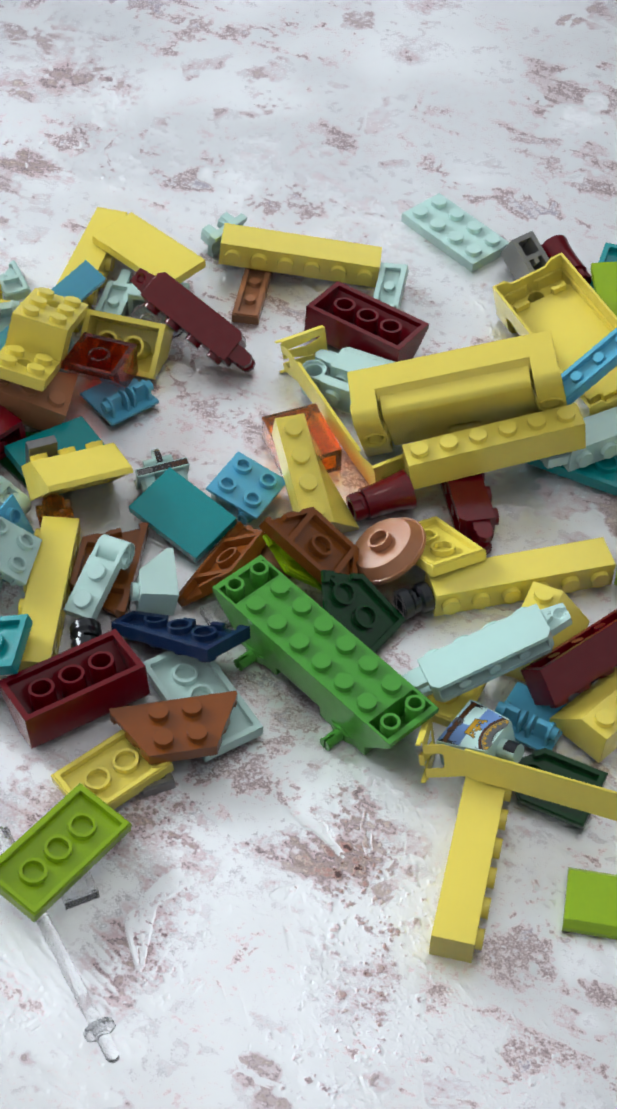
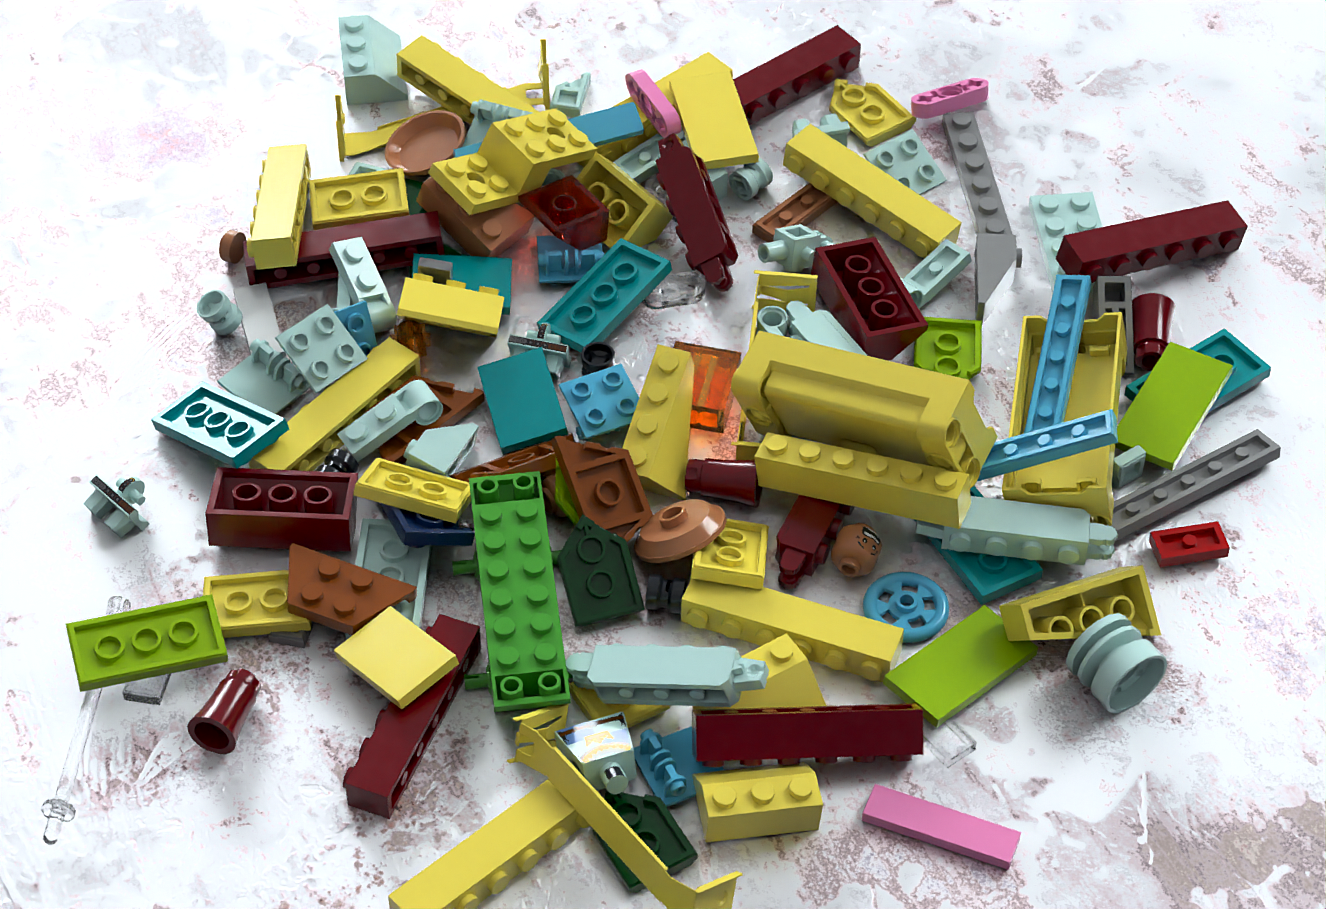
camera: 35 degrees right, 0 degrees up
(112, 263) = (653, 103): none -> bright pink beam
(168, 870) = (225, 712): none -> dark red plant
(170, 618) = (414, 490): none -> light yellow tile
(172, 192) = (797, 73): none -> dark red brick
(177, 410) = (606, 295): none -> teal plate
(204, 282) = (750, 178): none -> light aqua wheel
(213, 459) = (597, 357): none -> black wheel
(217, 385) = (676, 291): none -> clear plate
(240, 199) = (869, 111): none -> light yellow tile
(272, 751) = (396, 657): none -> light yellow tile
(282, 315) = (793, 247): none -> light aqua piece
(290, 171) = (949, 98): none -> bright pink beam
(300, 221) = (907, 162): none -> light aqua hinge
(315, 792) = (404, 734): none -> dark red brick
(356, 219) = (975, 173): none -> light grey plate
(426, 273) = (993, 270): none -> light grey slope
(444, 334) = (950, 347): none -> lime tile
(513, 207) = (1152, 241): none -> dark red brick
(515, 501) = (856, 550): none -> nougat head
(539, 301) = (1058, 352): none -> medium azure tile
(580, 506) = (927, 590): none -> medium azure plate

